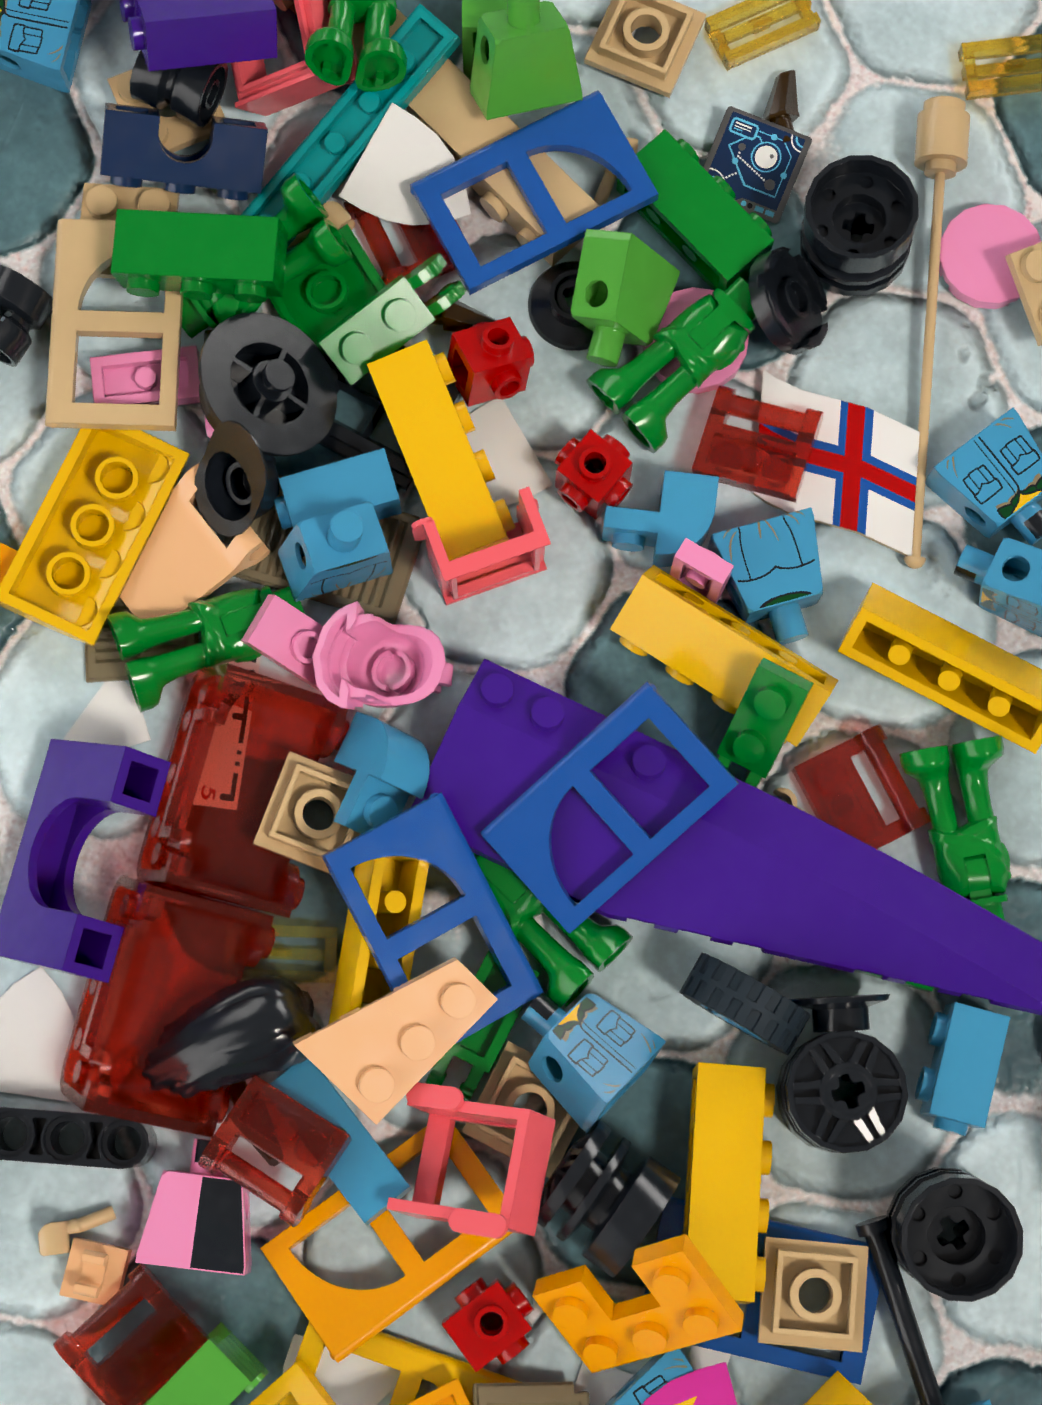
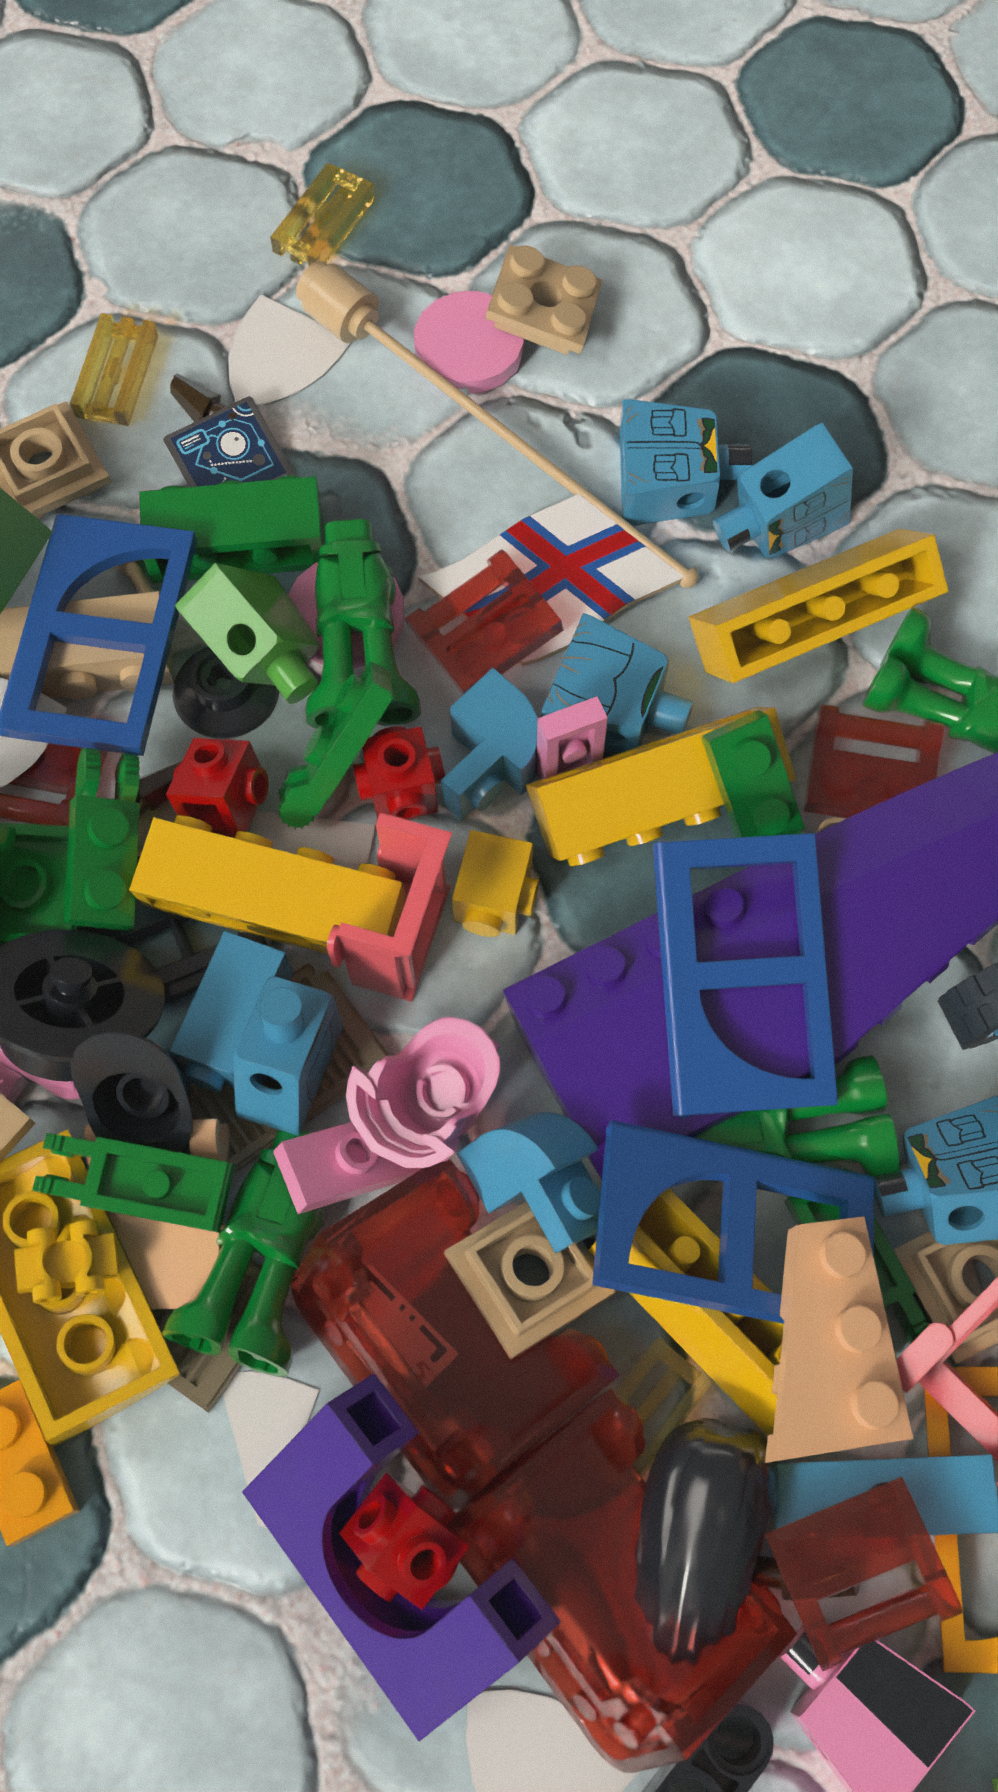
camera: 50 degrees left, 10 degrees down
(89, 857) = (404, 1541): none -> red brick
(112, 531) = (66, 1264): none -> yellow piece
(187, 528) = (143, 1182): none -> green hinge
(563, 598) = (494, 884): none -> yellow brick
(571, 417) = (333, 750): none -> green hinge
(788, 301) = (378, 505): black tile -> none
(863, 199) = (361, 404): black wheel -> none
(871, 120) = (279, 352): none -> white sticker

